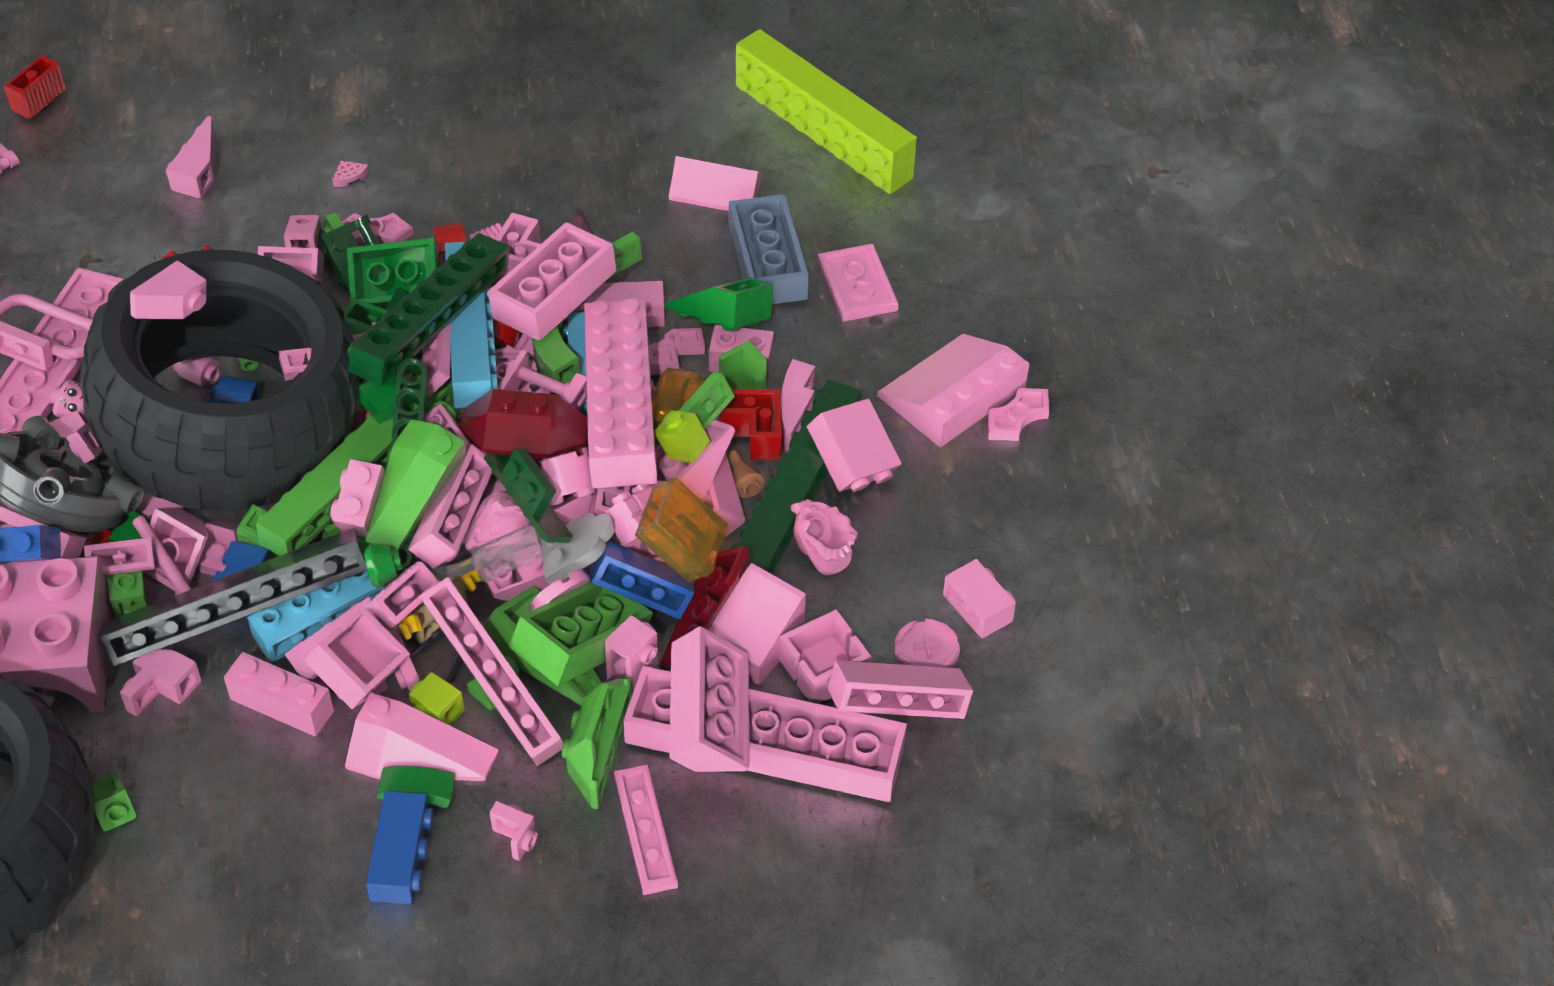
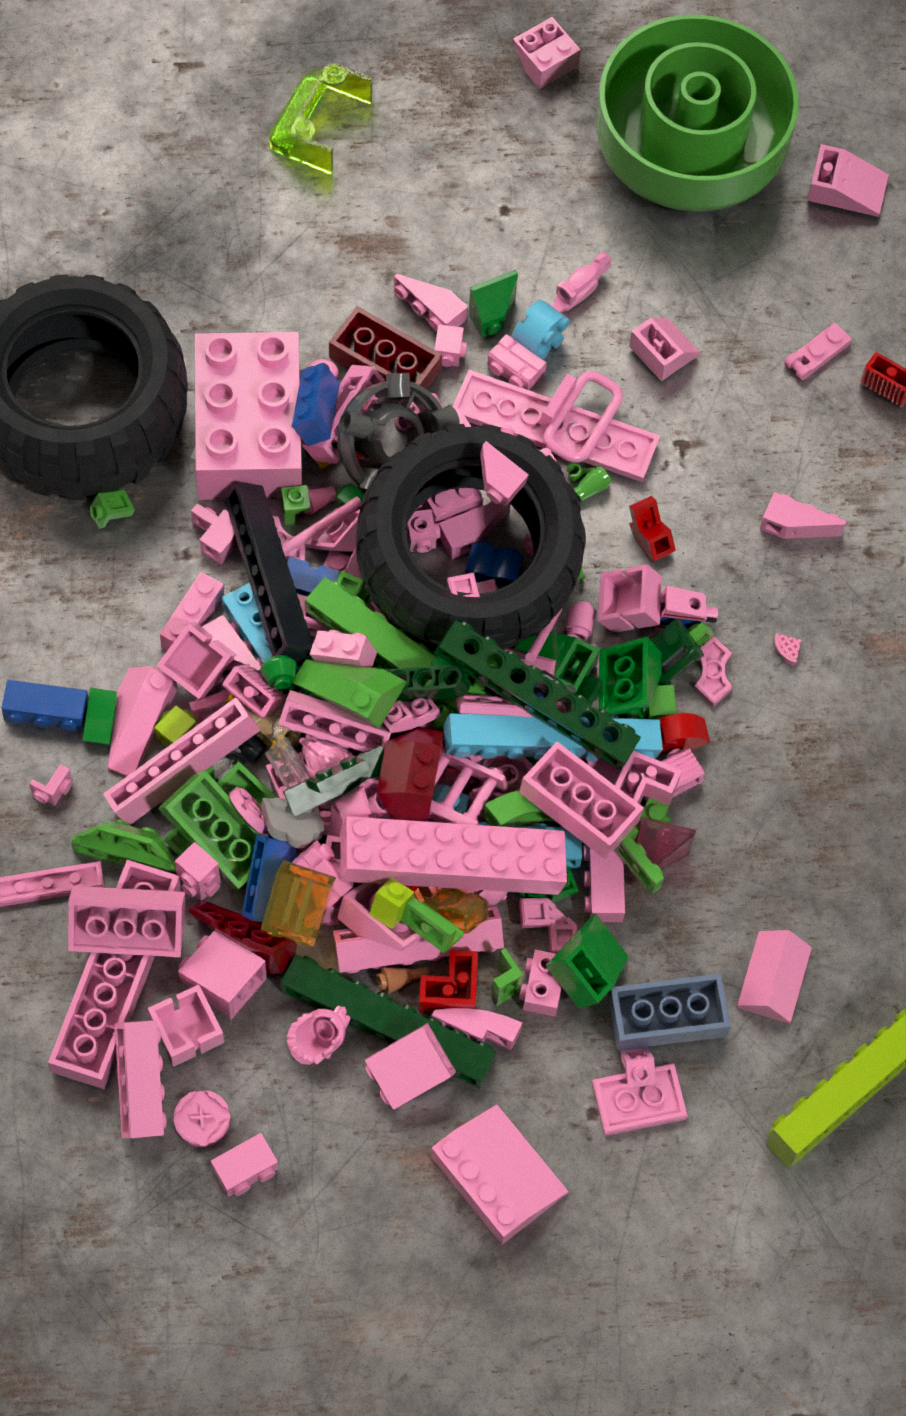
camera: 90 degrees right, 15 degrees up
(123, 555) = (319, 489): bright pink slope -> none
(824, 272) = (639, 1066): none -> bright pink bracket
(1009, 420) = (473, 1241): bright pink tile -> none

